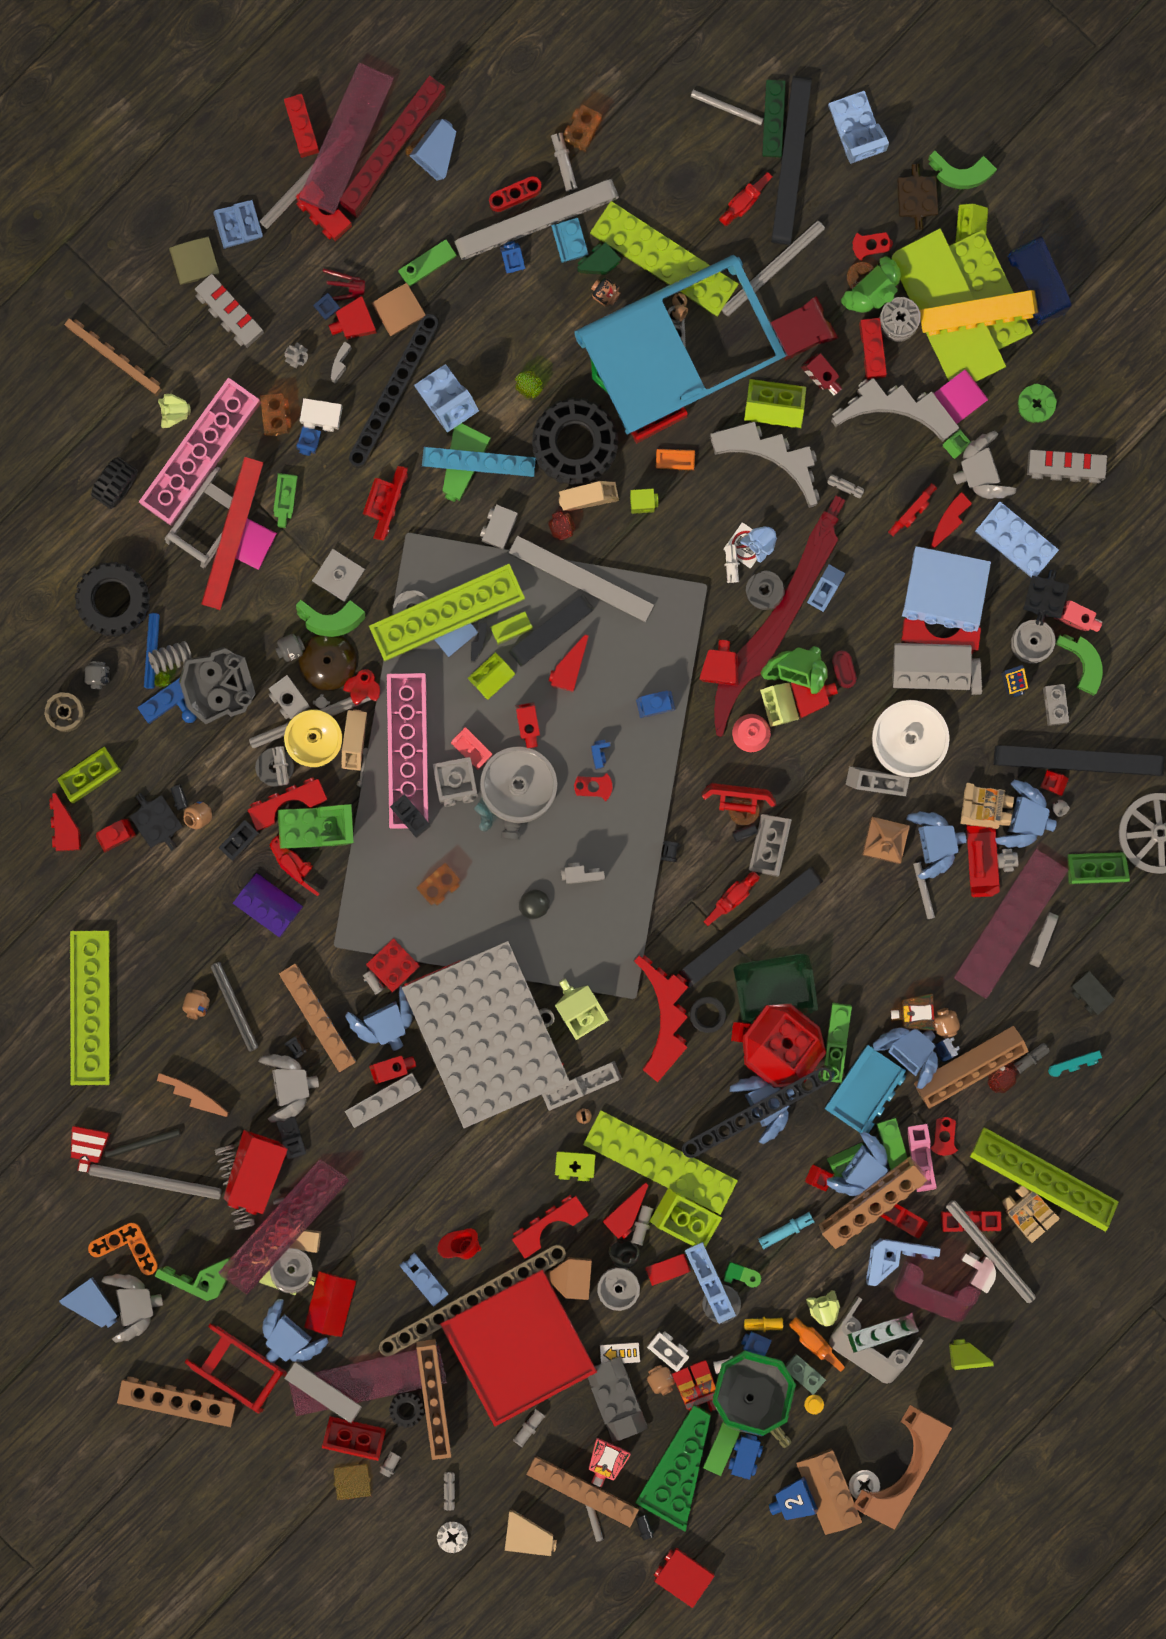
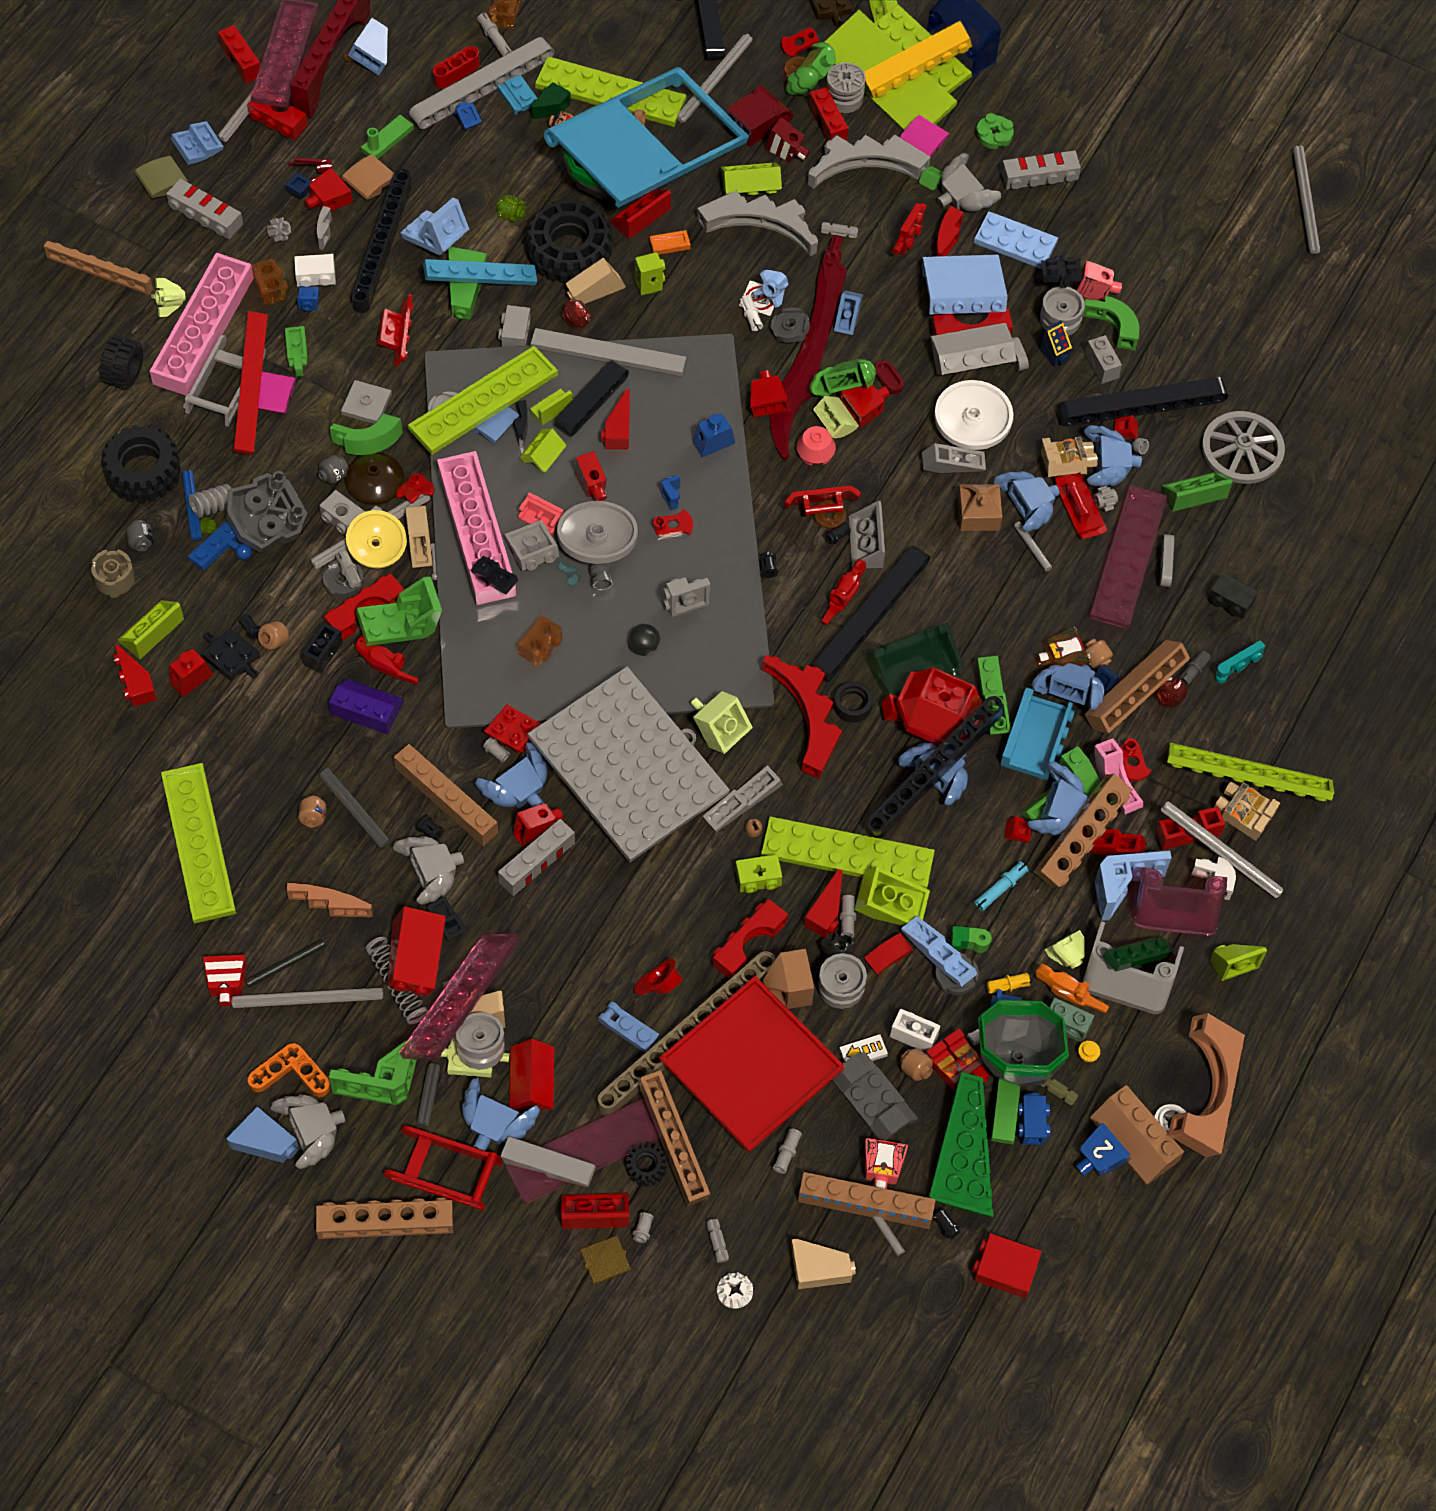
camera: 15 degrees left, 25 degrees down
(234, 1307) = (428, 1094): none -> dark grey axle
(744, 200) = (671, 31): red animal -> none

